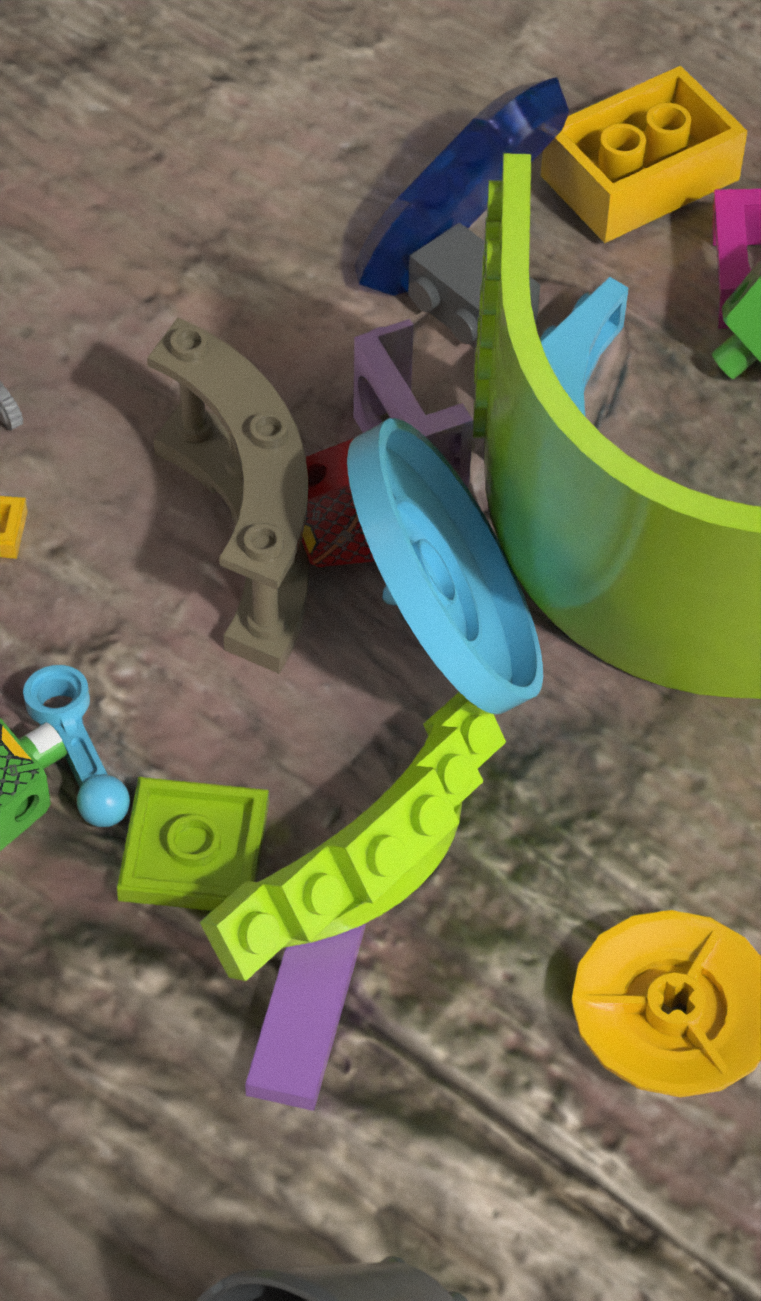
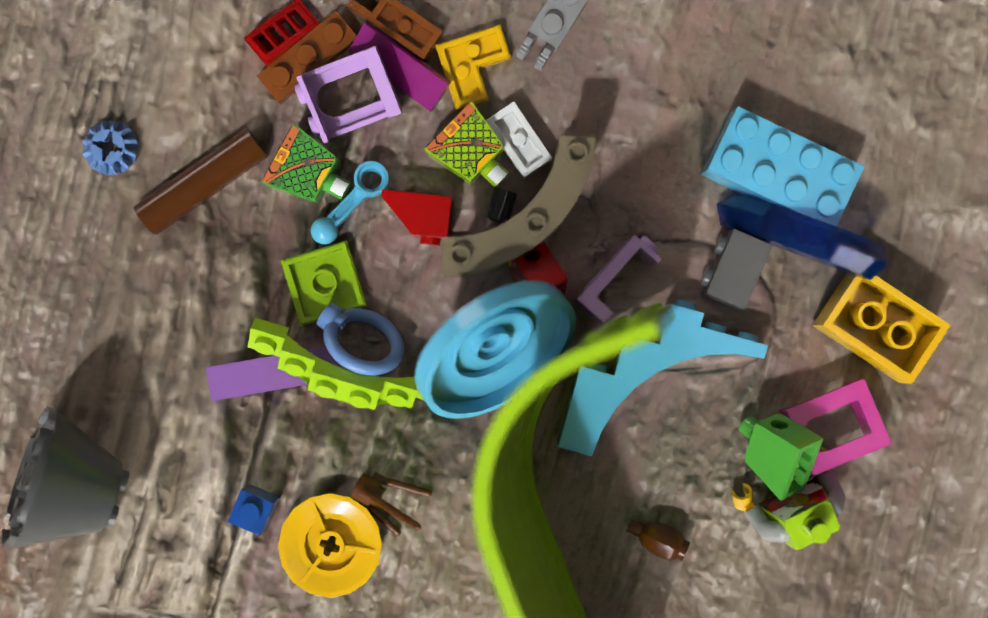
camera: 65 degrees right, 35 degrees up
(88, 545) = (469, 148): none -> torso
(115, 481) = (519, 140): none -> white plate
(156, 649) = (422, 214): none -> red slope
(201, 540) = (501, 205): none -> black hinge
(284, 816) = (334, 320): none -> medium blue piece
(324, 196) = (781, 167): none -> medium azure brick
(553, 1096) = (254, 509): none -> blue brick
(607, 898) = (370, 493): none -> reddish brown plant

